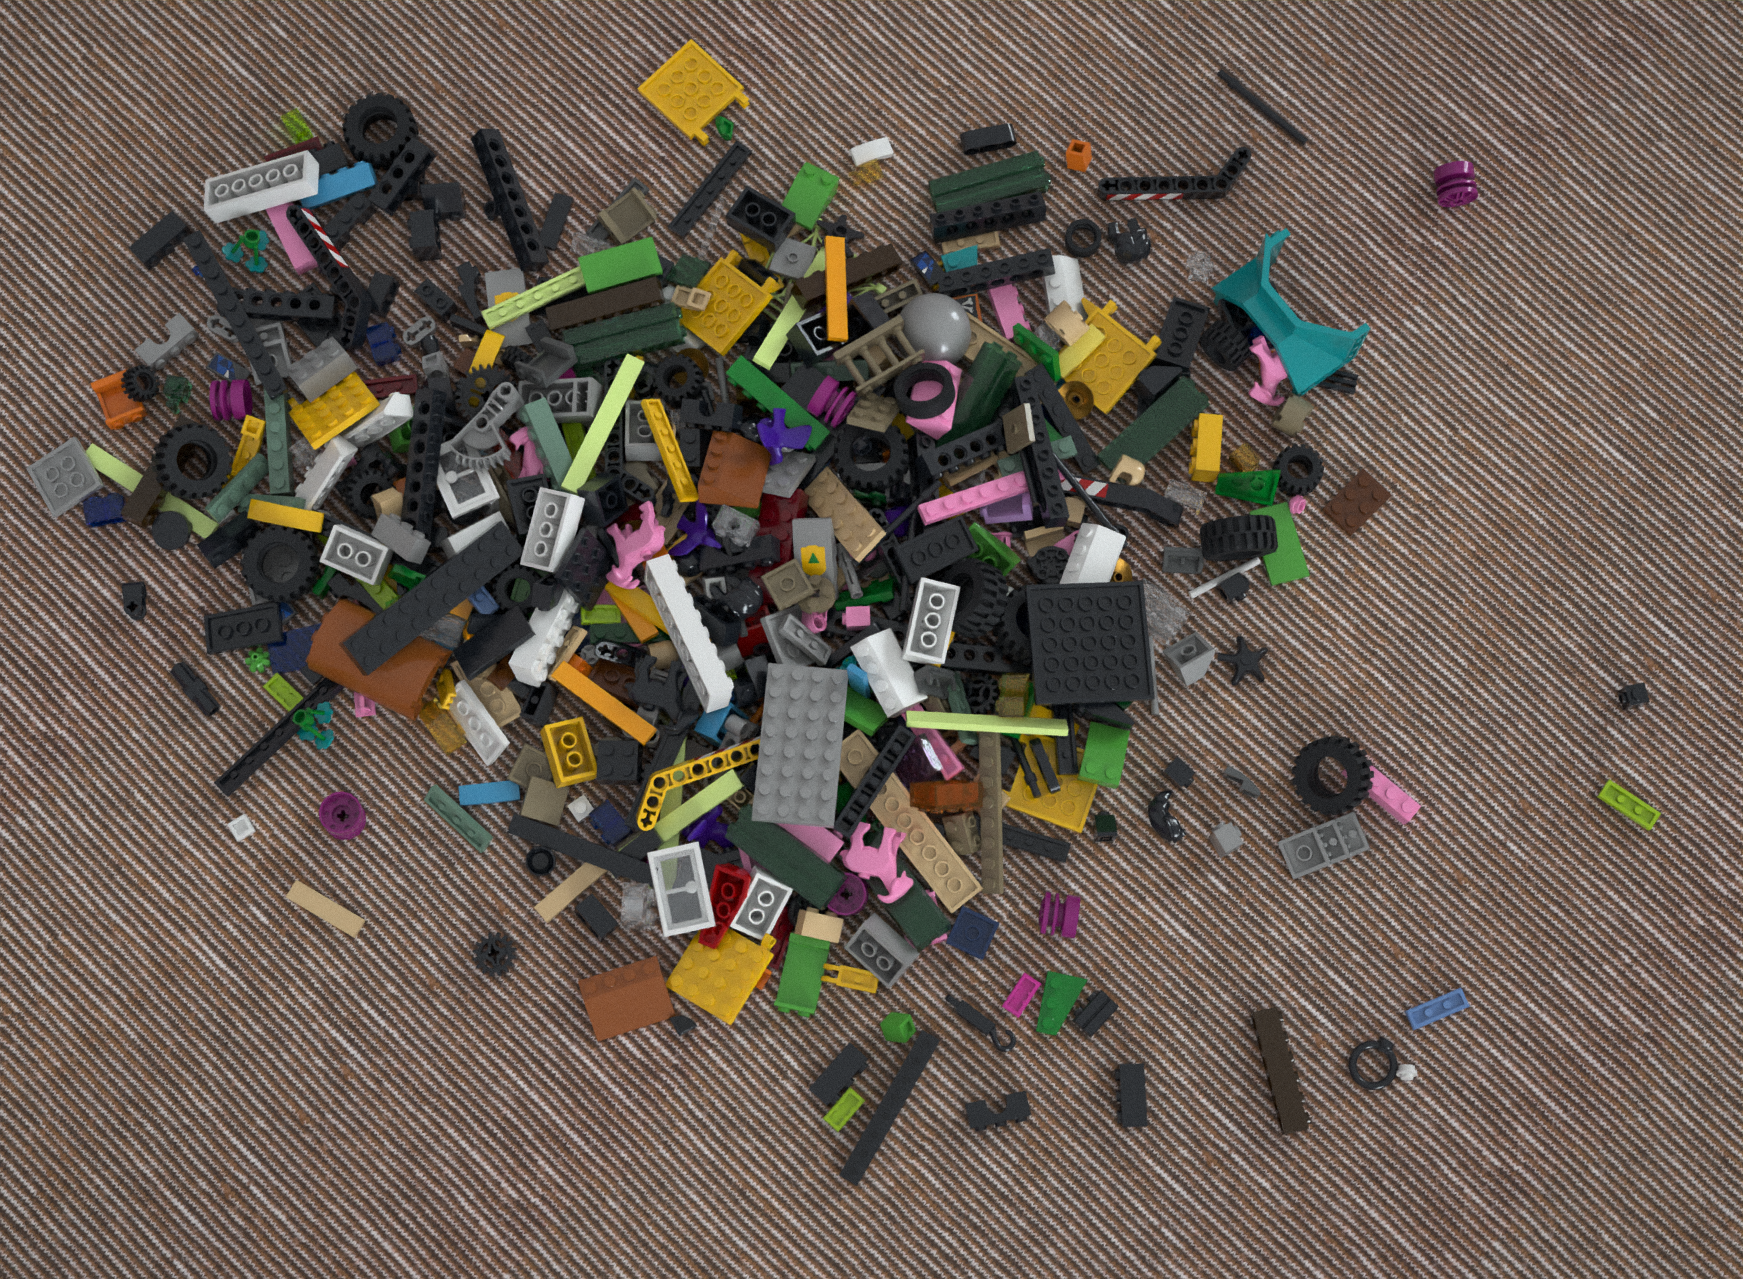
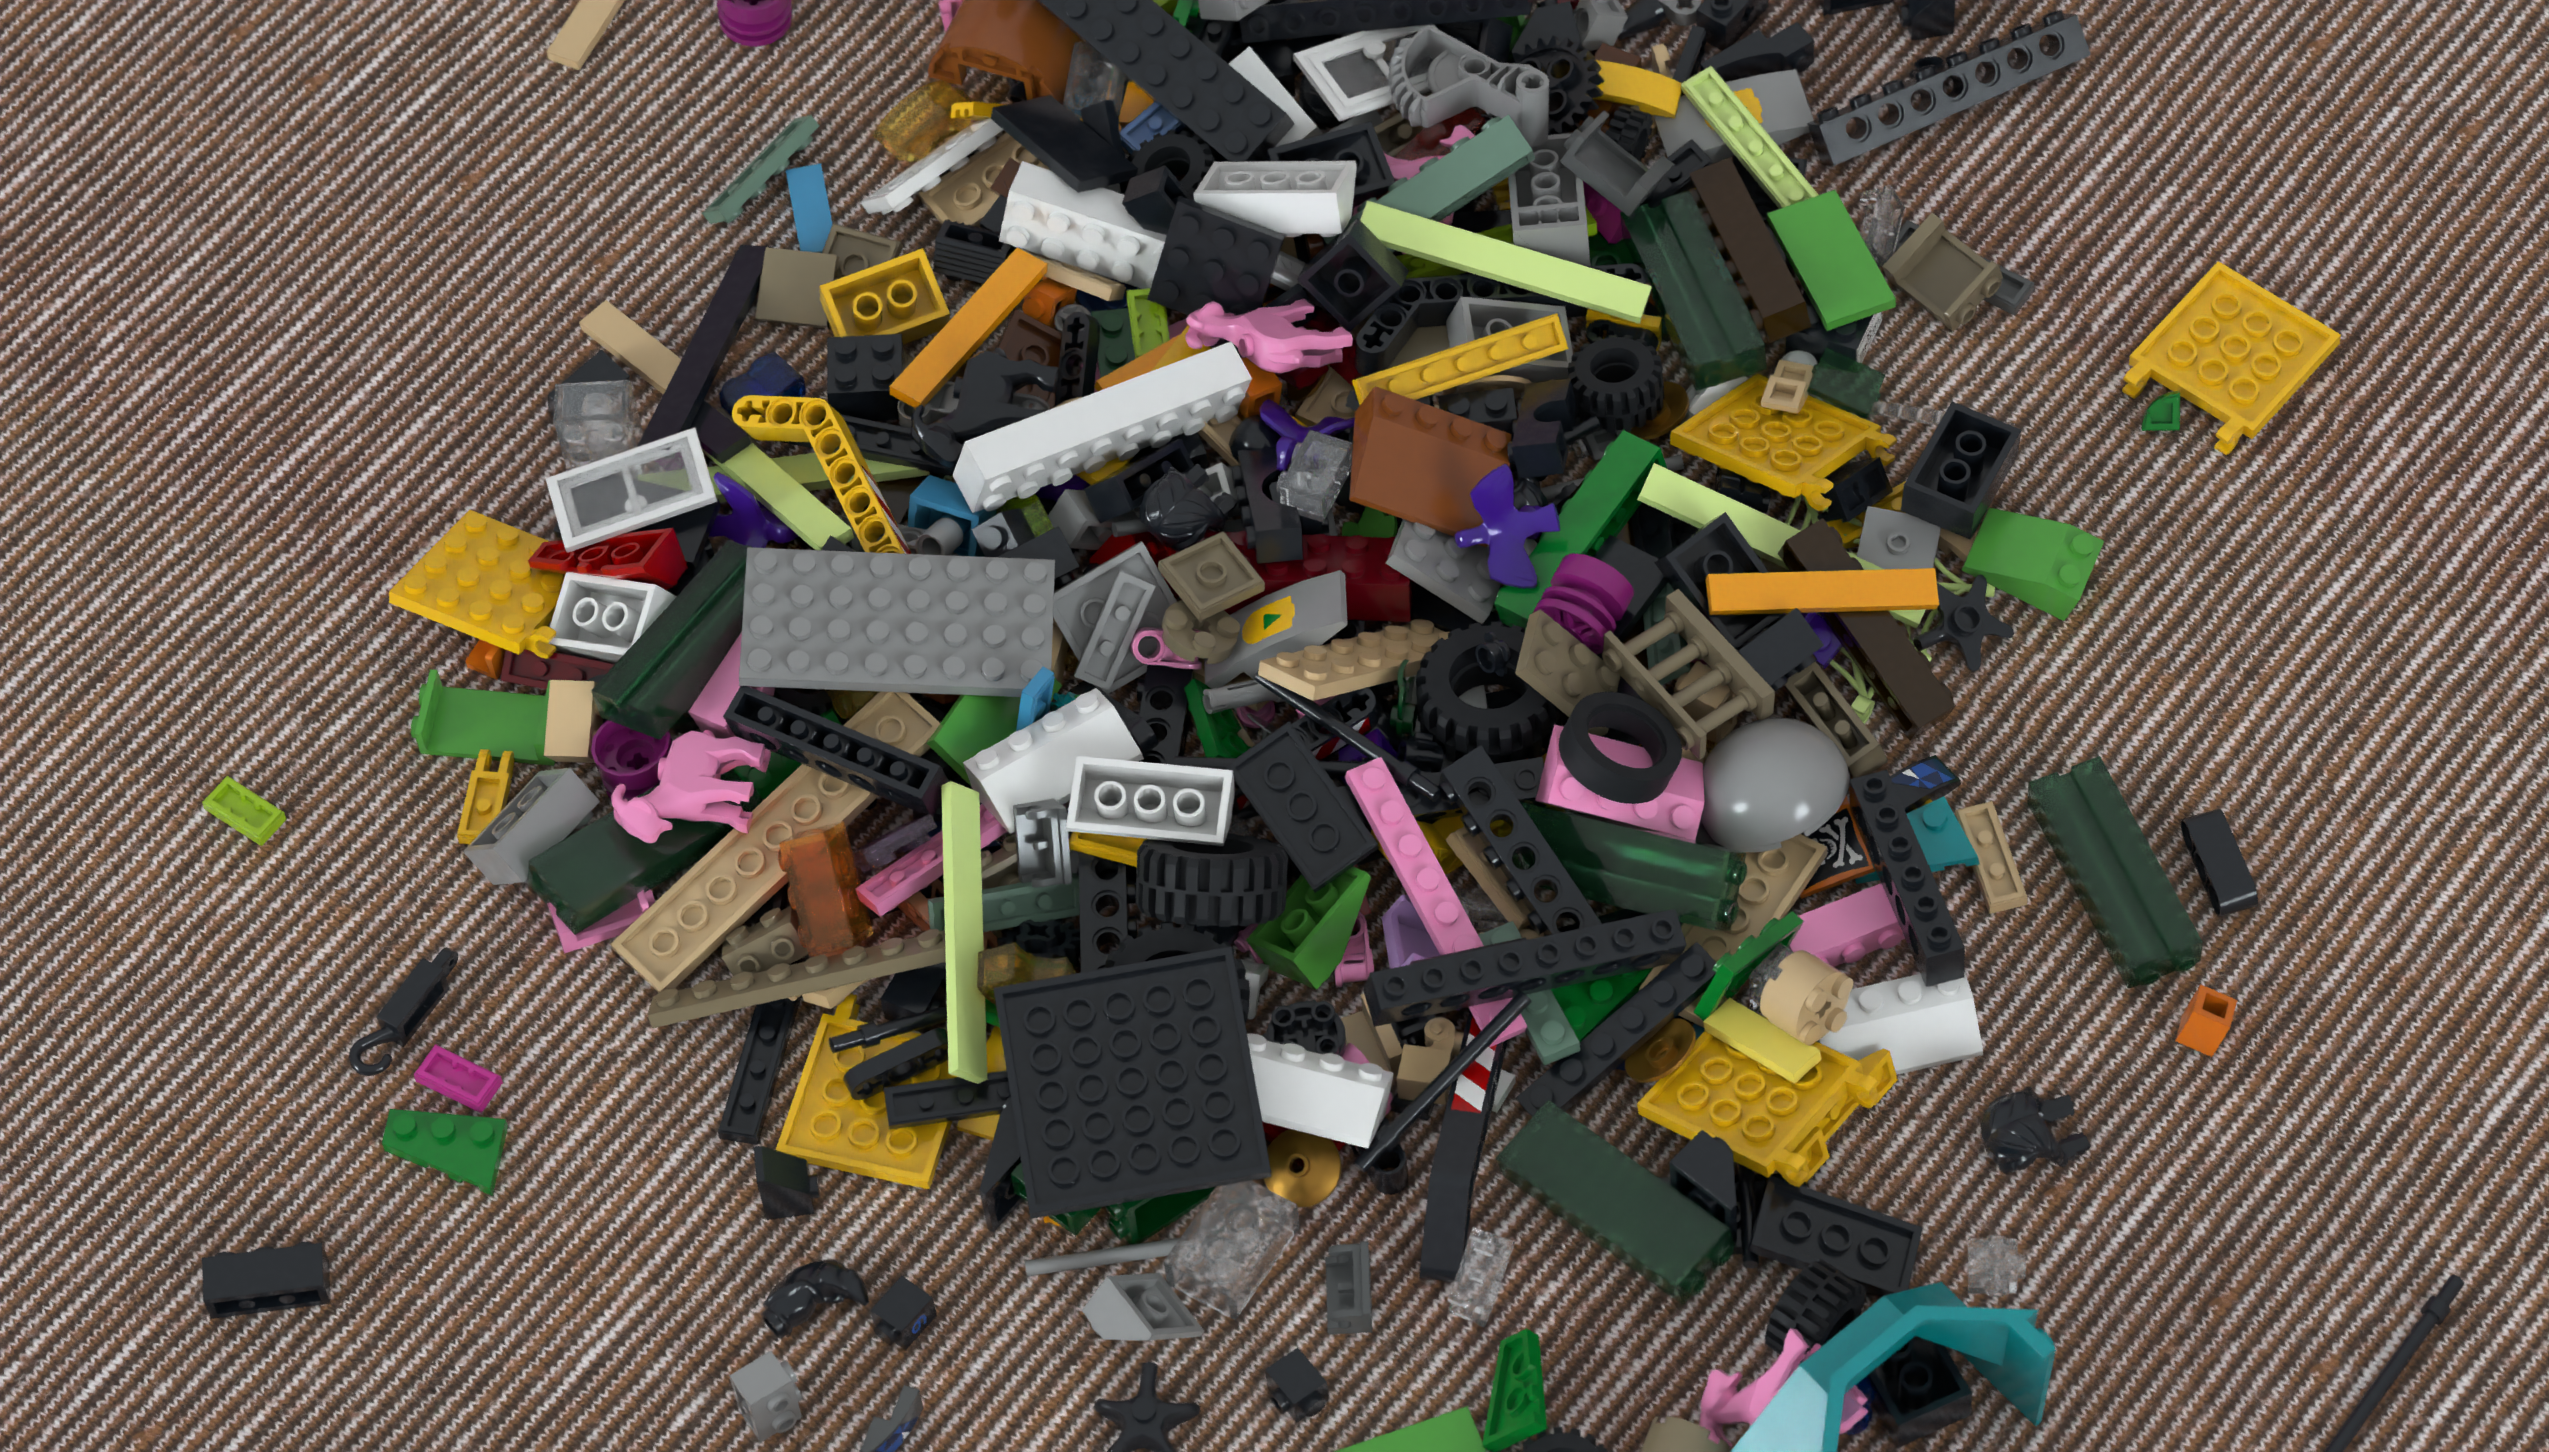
camera: 90 degrees right, 20 degrees down
(486, 956) = (519, 253): black gear -> none
(540, 860) = (688, 296): black hair -> none
(555, 220) = (1923, 172): black tile -> none
(580, 808) = (792, 348): white plate -> none
(627, 998) = (445, 455): dark orange slope -> none
(682, 1024) = (400, 549): black tile -> none
(709, 190) = (2028, 405): black plate -> none
(839, 1074) = (307, 794): black brick -> none
(856, 618) = (1167, 715): bright pink brick -> none
(869, 171) = (2108, 660): clear yellow plate -> none
(871, 150) = (2156, 663): white slope -> none
(889, 1108) = (246, 878): black brick -> none
(898, 1027) = (394, 880): bright green panel -> none
(972, 933) = (575, 986): dark blue plate -> none
(980, 1116) = (246, 1084): black arch -> none
(987, 217) = (2040, 871): black brick -> none
(1018, 428) = (1565, 920): dark tan plate -> none
(1059, 914) = (607, 1117): magenta wheel -> none
(1082, 224) = (2031, 1026): black tyre -> none
(1094, 1013) = (423, 1203): black brick -> none
(1103, 755) = (923, 1165): bright green slope -> none
(1128, 469) = (1515, 1146): tan helmet -> none
(1173, 182) = (2181, 1241): black beam -> none
(1205, 447) = (1589, 1301): yellow brick -> none
(1216, 581) = (1335, 1390): white bar -> none
(1238, 538) = (1387, 1355): black tyre -> none
(1245, 458) = (1579, 1387): clear yellow brick -> none

